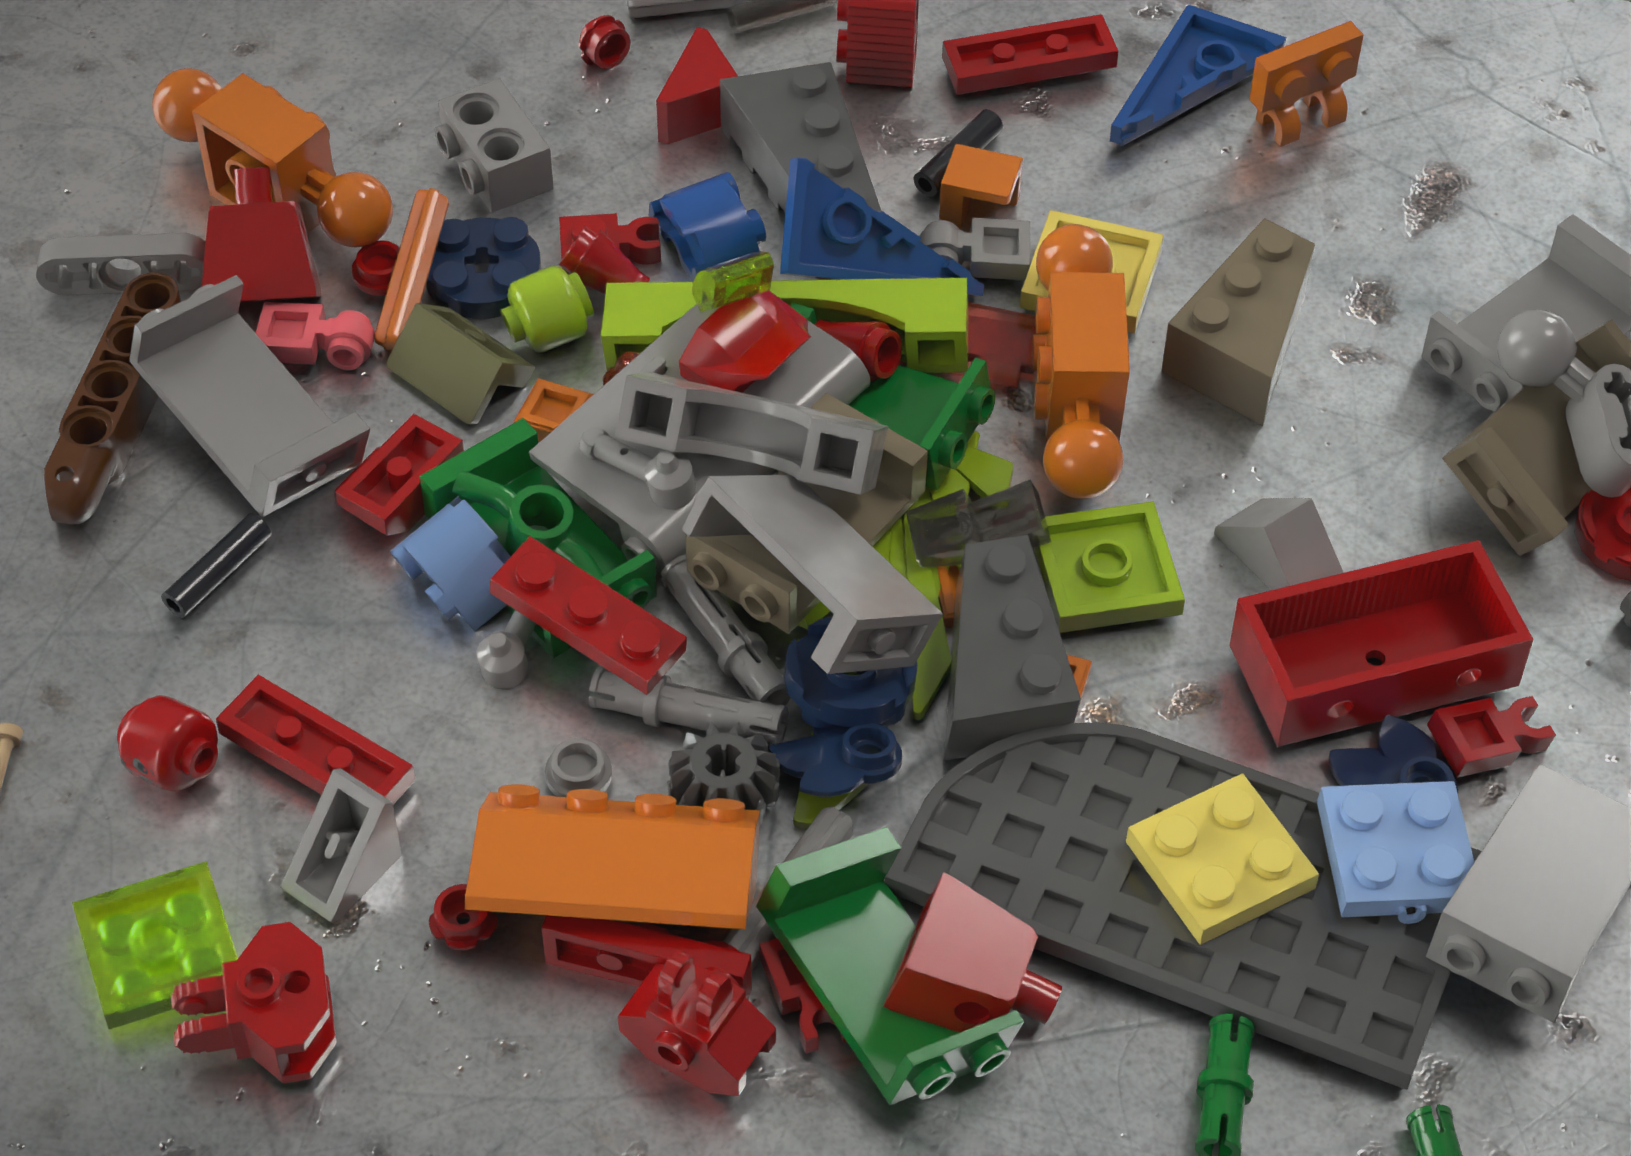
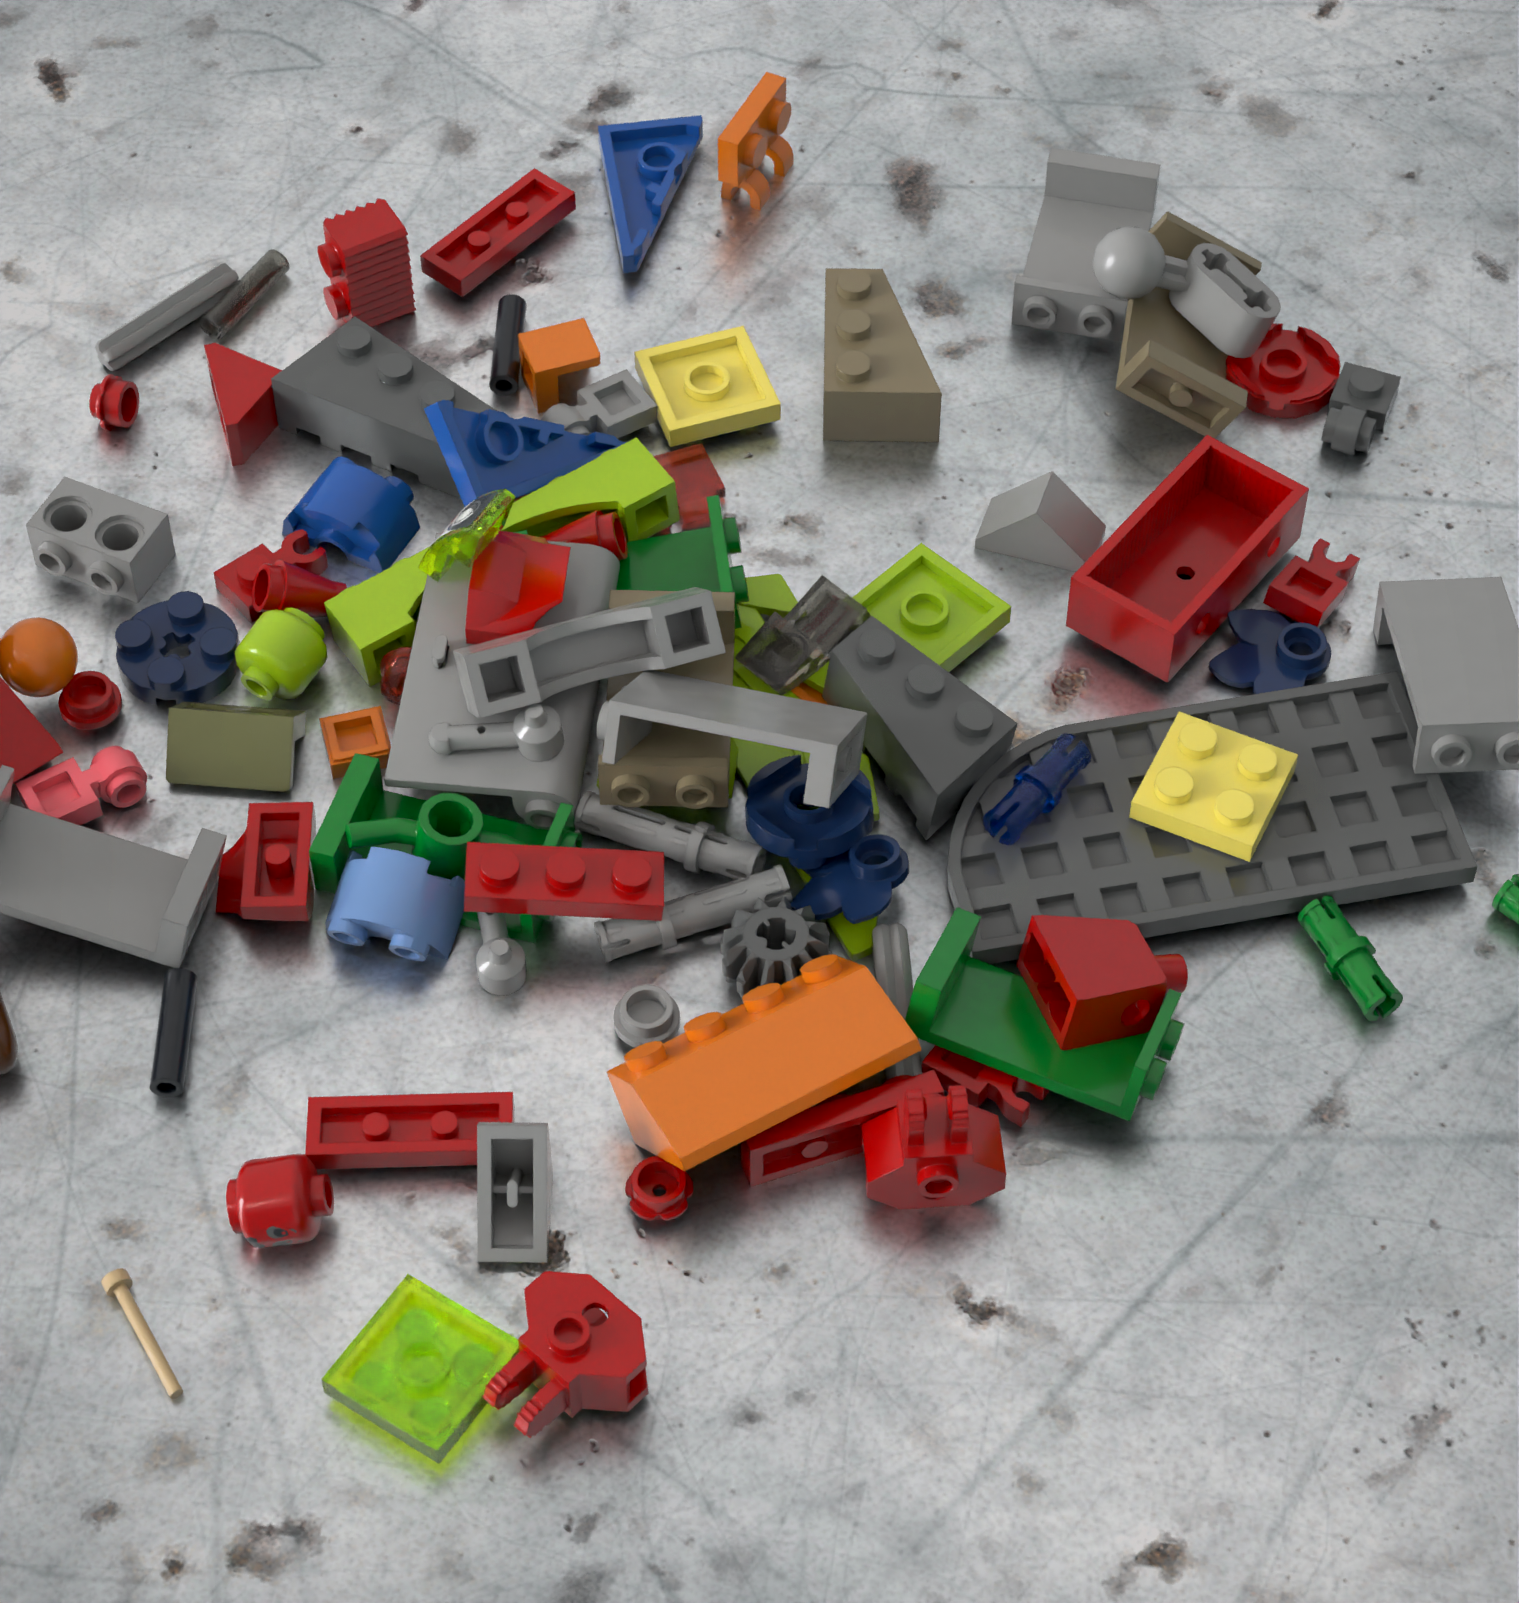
camera: 35 degrees left, 0 degrees up
(411, 265) = (127, 683): orange axle -> none
(1056, 768) = (1037, 789): none -> clear blue pin
(1080, 361) = (779, 457): orange brick -> none
(1395, 847) = (1333, 704): light blue plate -> none

